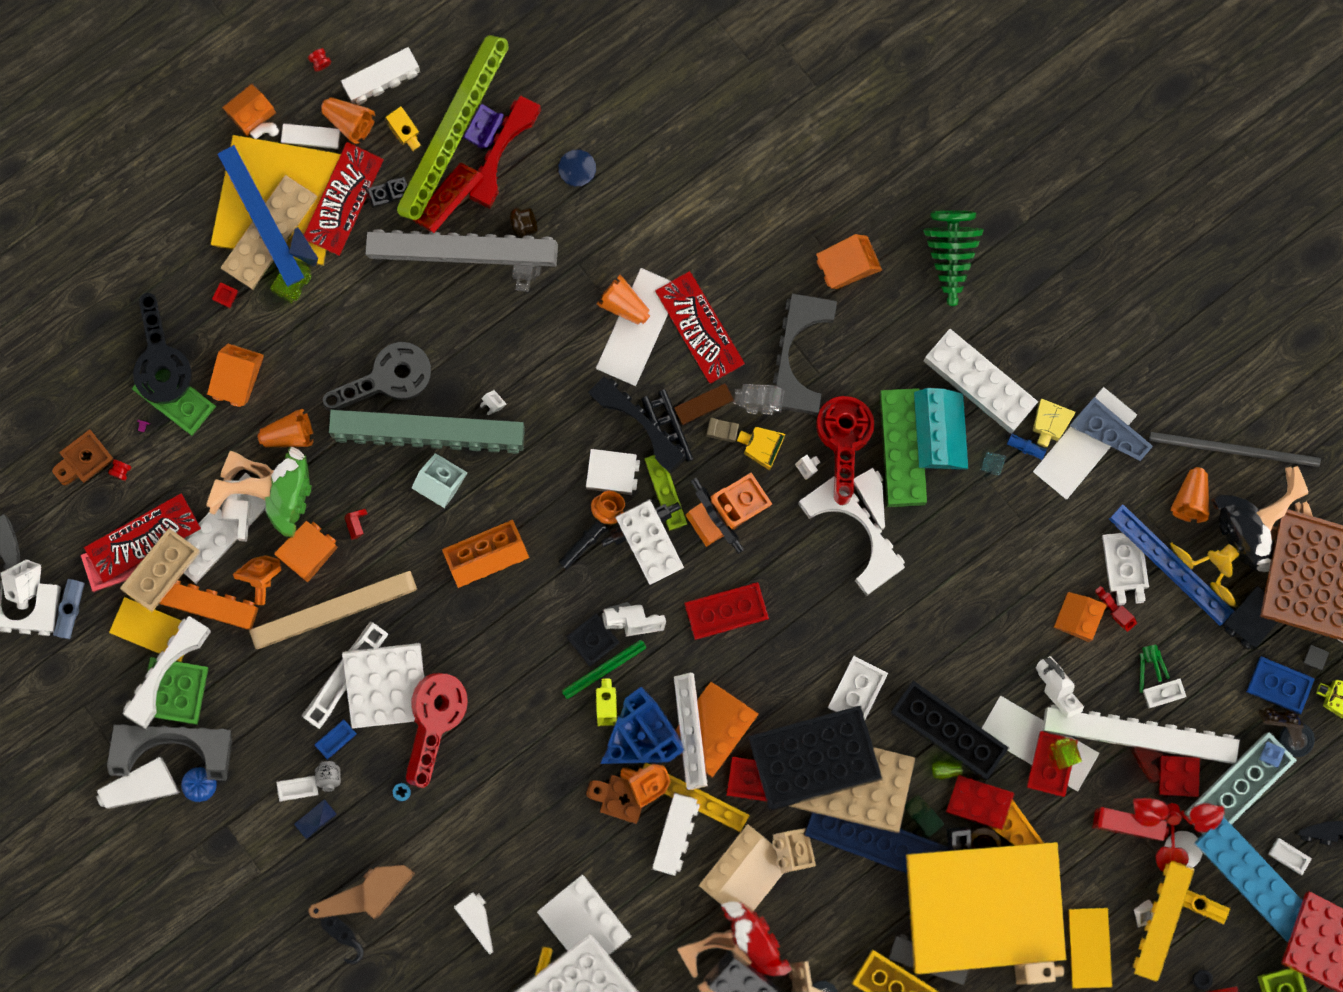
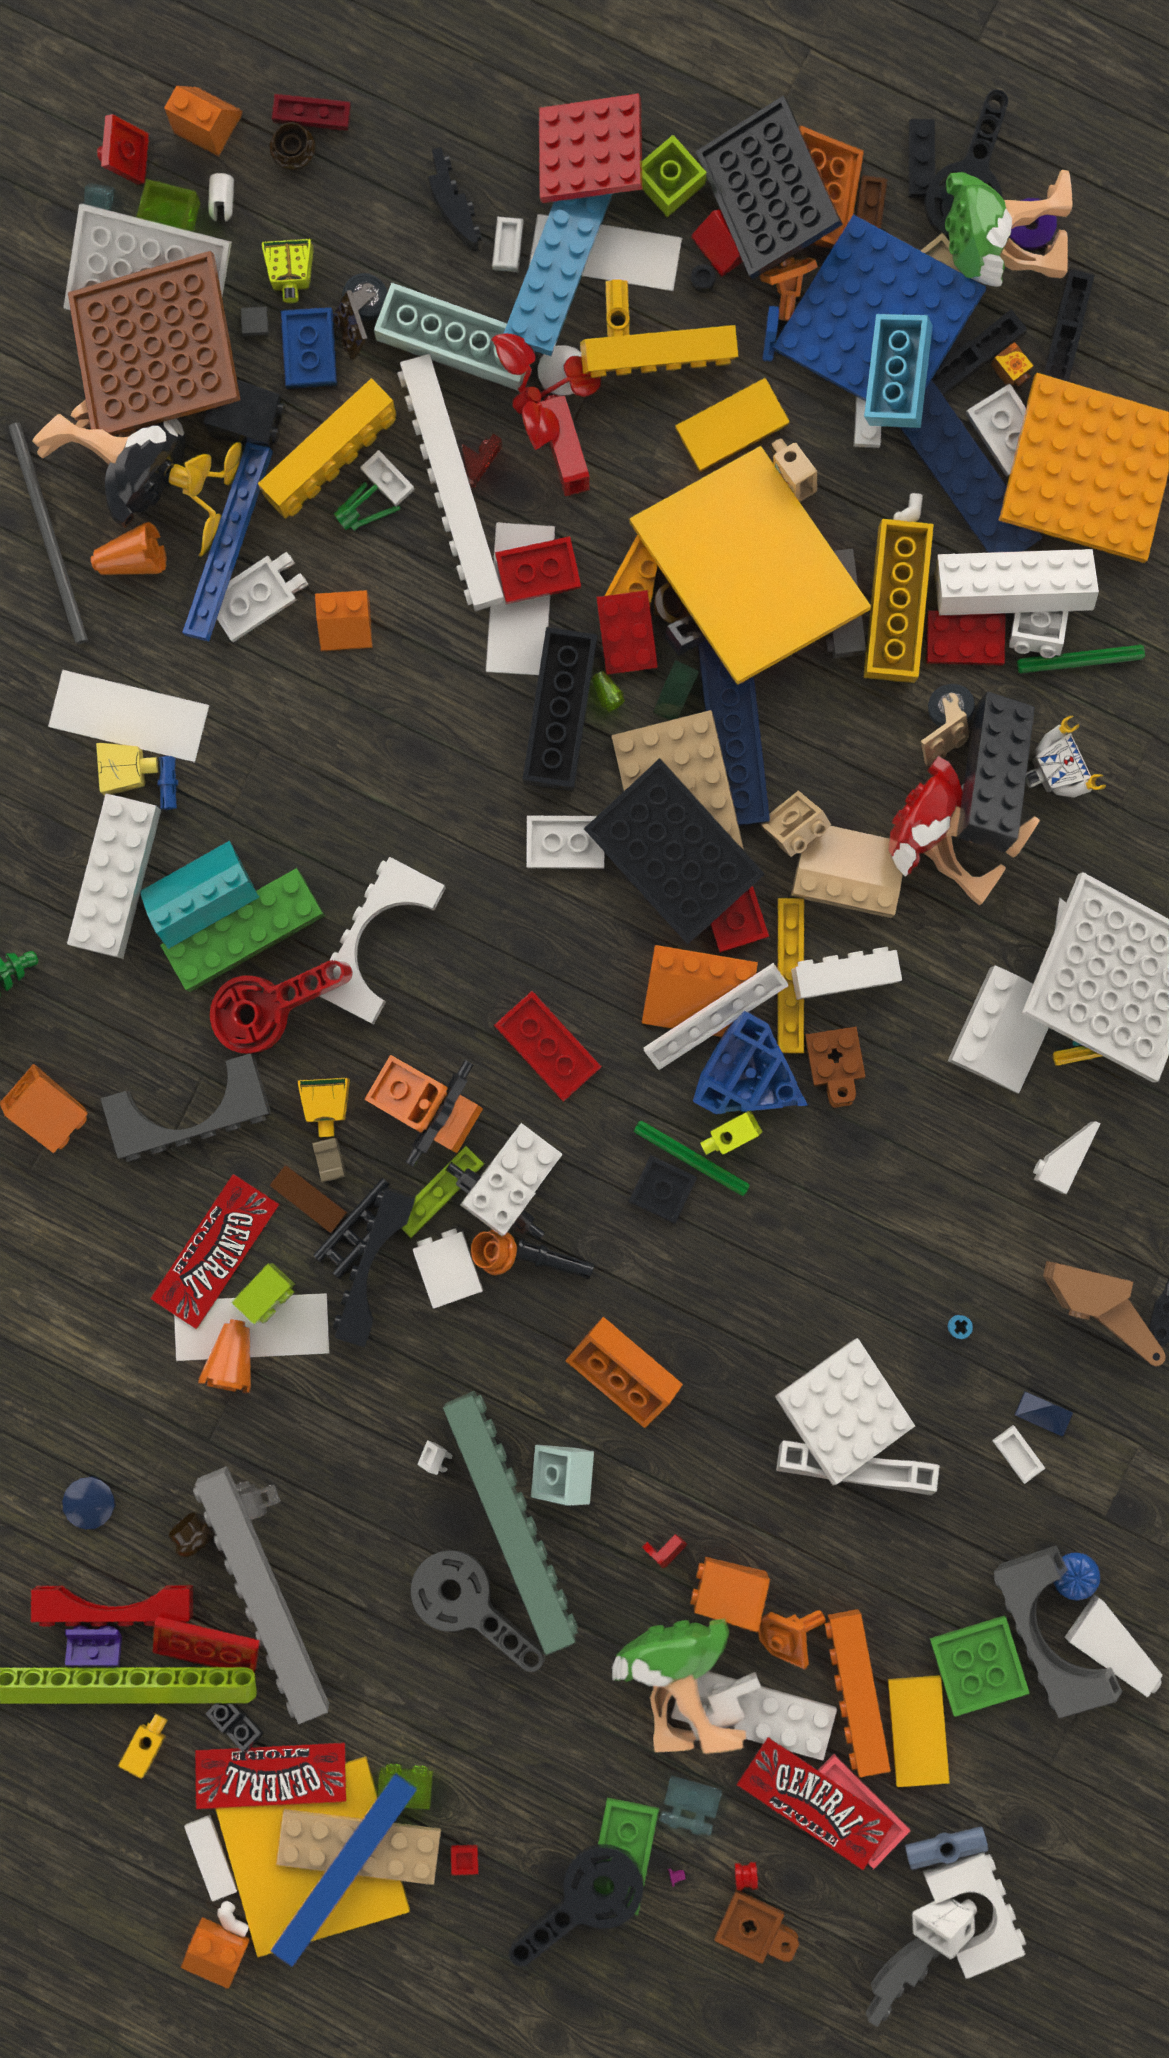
camera: 110 degrees left, 5 degrees up
(143, 706) = (1018, 1694): white arch -> none
(160, 570) = (845, 1761): tan plate -> none
(188, 459) = (694, 1798): none -> clear light blue plate
(234, 374) = (557, 1796): orange slope -> none
(288, 431) = (595, 1692): orange cone -> none
(301, 249) = (361, 1795): dark blue slope -> none
(319, 59) = (108, 1898): red wheel -> none
(327, 775) = (987, 1425): light grey head -> none
(333, 610) = (785, 1522): tan beam -> none
(335, 739) = (937, 1438): blue tile -> none
(349, 118) = (165, 1820): orange cone -> none
(381, 76) = (91, 1809): white brick -> none
(434, 723) = (861, 1328): beam -> none
(632, 619) = (615, 1153): white plate -> none
(647, 783) = (805, 1037): orange piece -> none
(656, 344) = (263, 1294): none -> lime brick
(760, 398) = (268, 1132): clear brick -> none
(807, 466) = (323, 1034): white tile -> none
(871, 492) = (317, 942): white slope -> none
(993, 463) = (208, 812): clear light blue slope -> none
(1059, 687) = (443, 604): white plate -> none
(1066, 753) = (520, 554): clear neon green brick -> none
(1108, 428) = (97, 691): sand blue wing -> none
(1119, 614) = (317, 576): red piece -> none
(1143, 913) = (659, 380): white slope -> none
(1179, 776) = (477, 415): red plate -> none
(1201, 662) = (328, 449): none -> yellow brick
(1242, 936) = (629, 255): none -> white sticker
(1272, 754) = (399, 313): medium blue tile -> none

